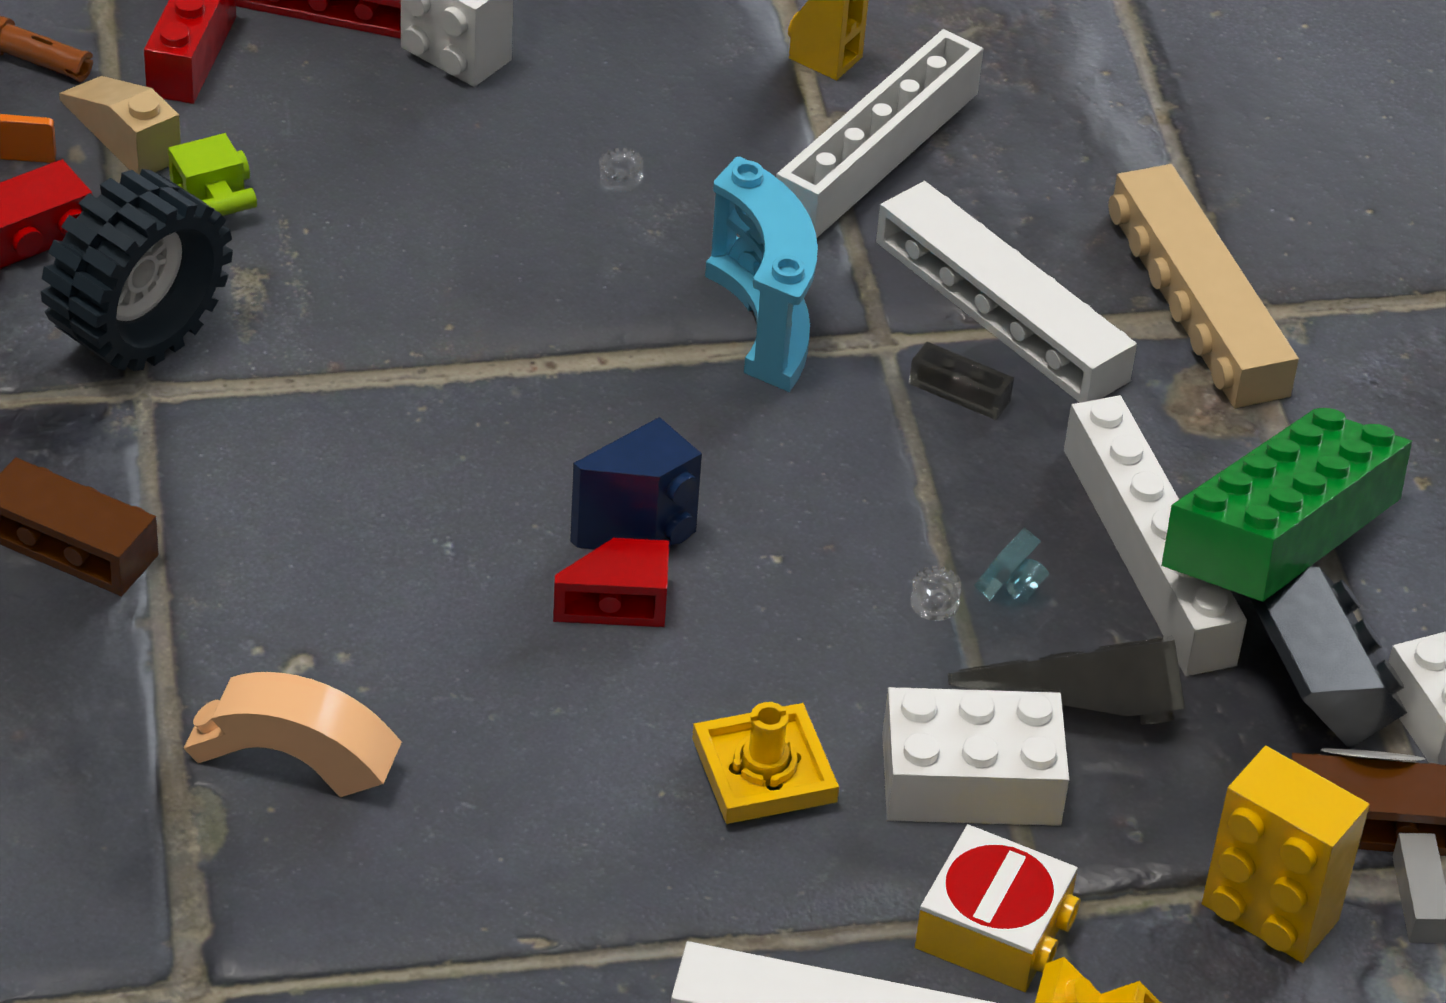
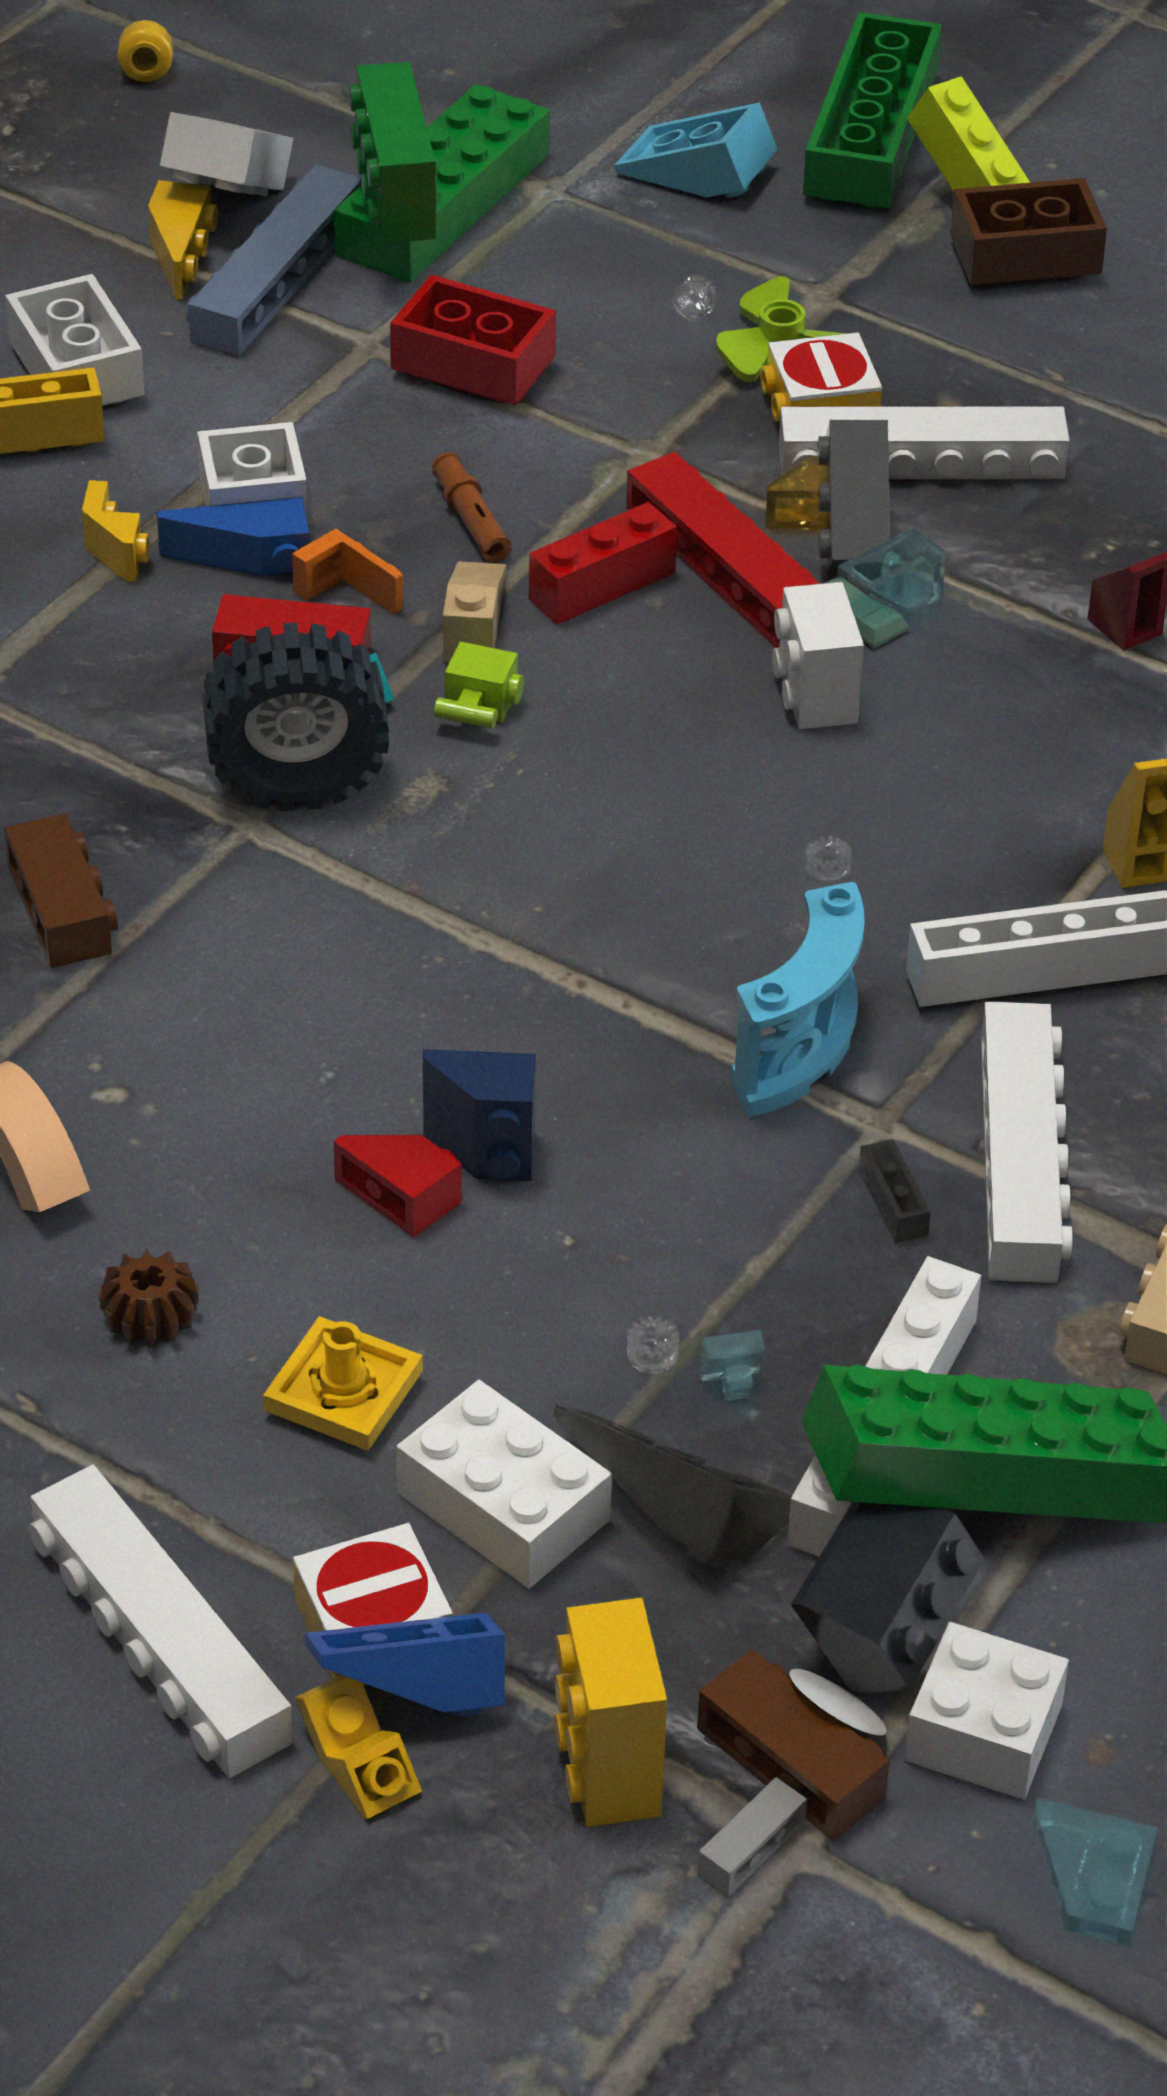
camera: 45 degrees right, 0 degrees up
(546, 794) = (149, 1297): none -> reddish brown gear
(1102, 911) = (437, 1662): none -> blue slope

